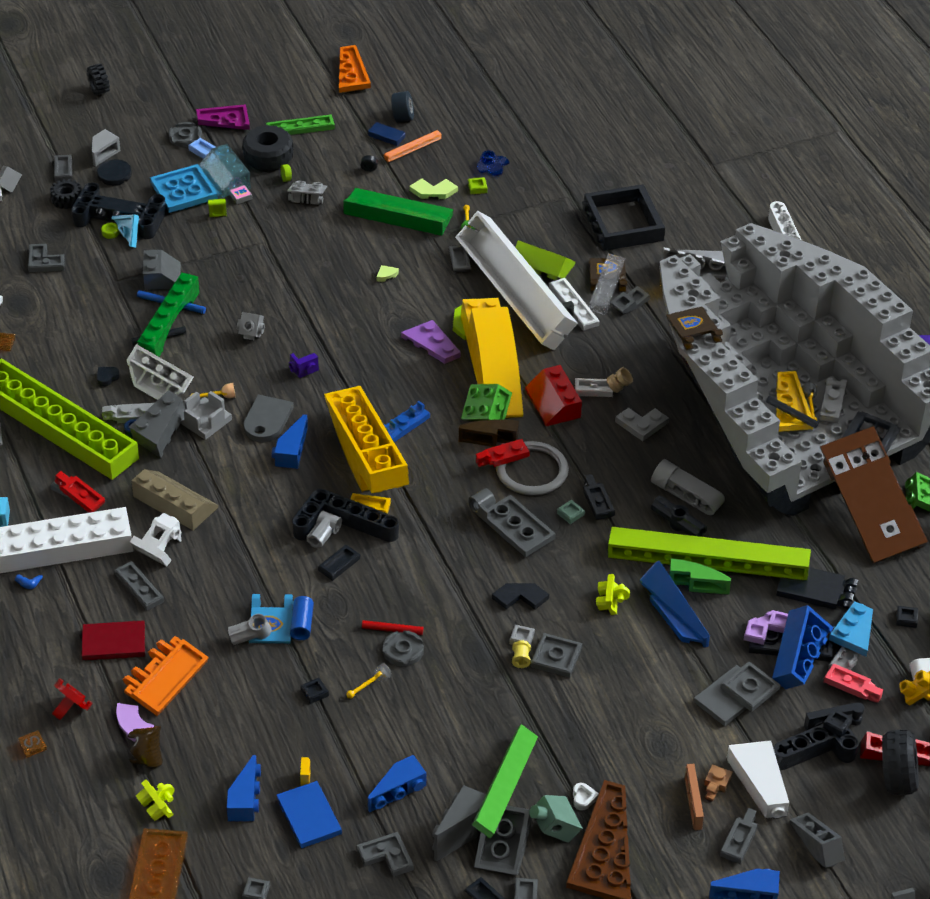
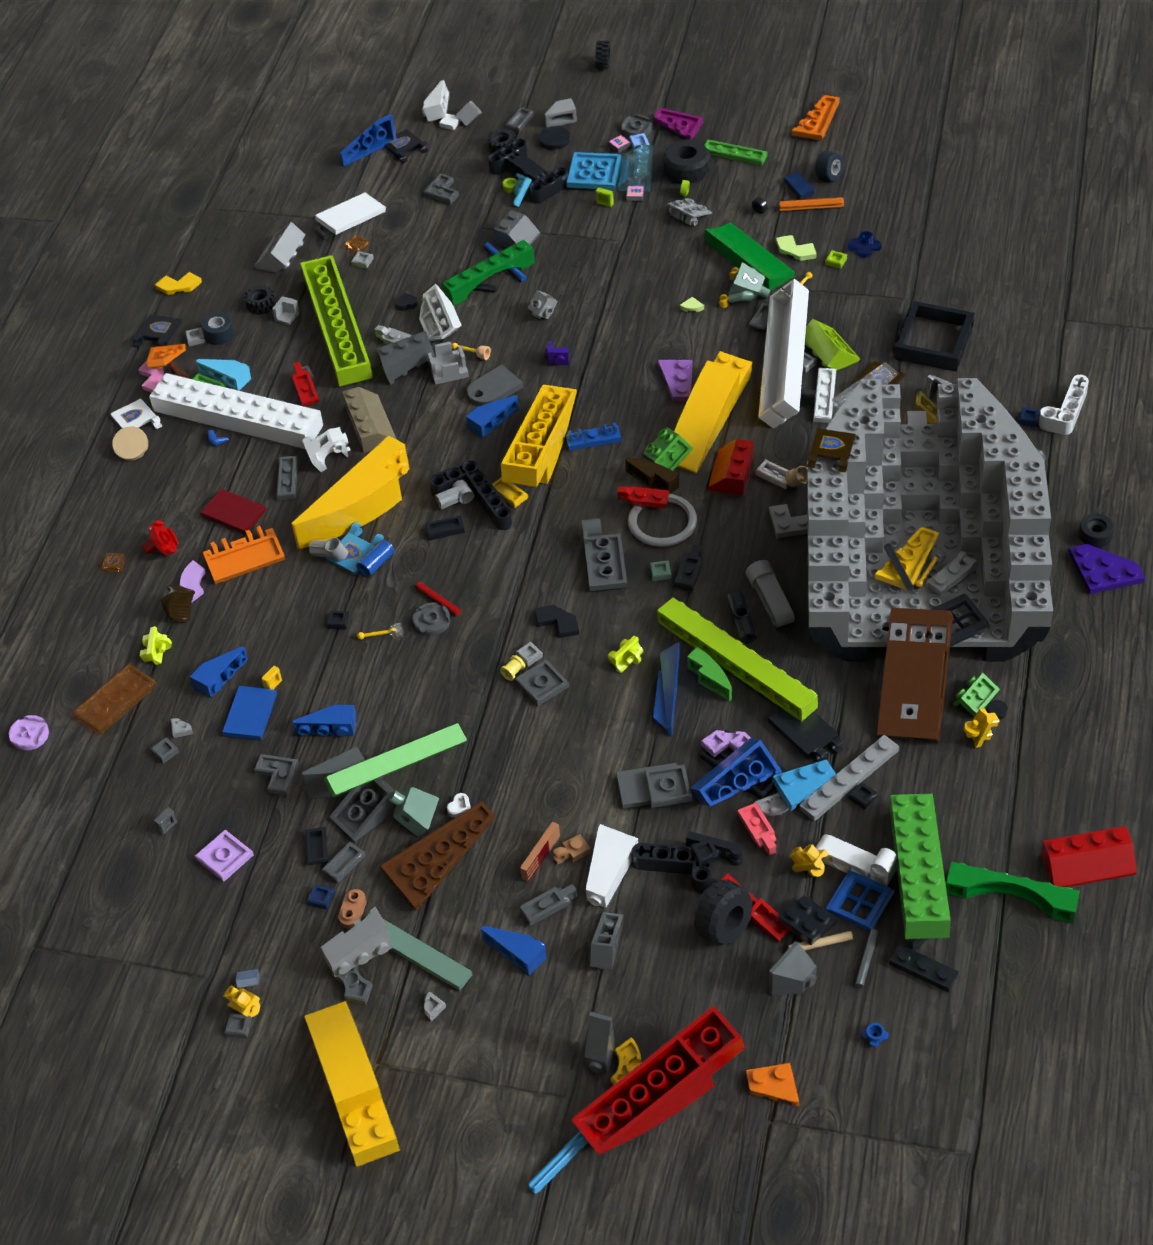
camera: 40 degrees right, 5 degrees up
(23, 354) = (362, 259): none -> light grey tile
(183, 155) = (619, 143): none -> tile
(239, 568) = (357, 497): none -> yellow slope
(252, 863) = (180, 728): none -> light grey tile
(423, 236) = (745, 286): none -> sand green torso
(883, 608) = (849, 778): none -> light grey plate

